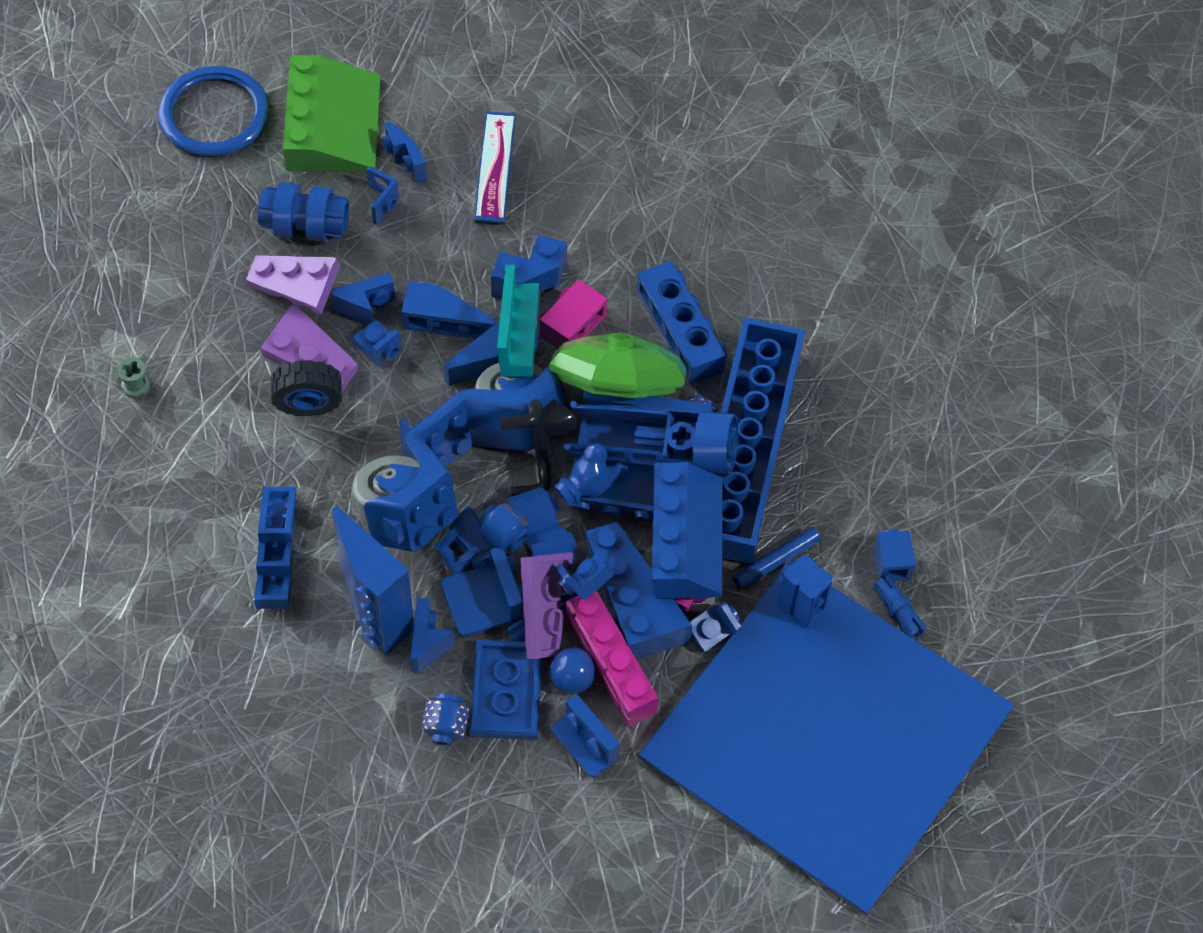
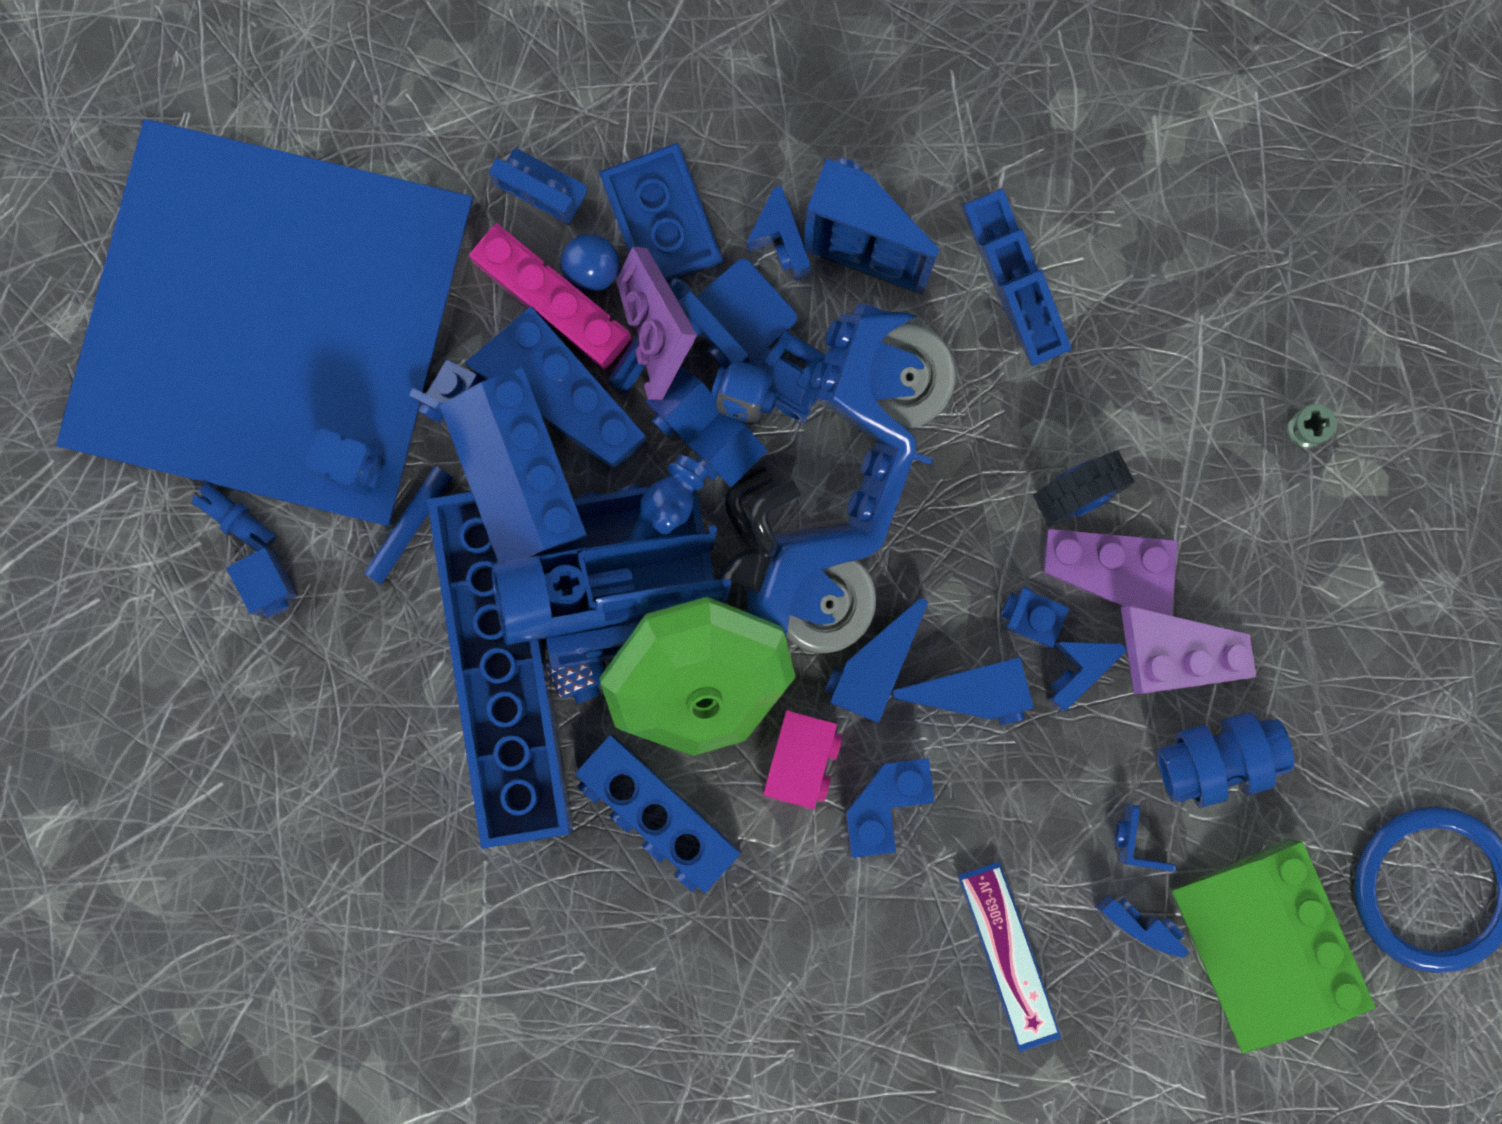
camera: 165 degrees right, 25 degrees up
(445, 718) = (710, 140): blue head -> none
(517, 326) = (853, 683): teal fence -> none
(587, 579) = (614, 360): blue bracket -> none

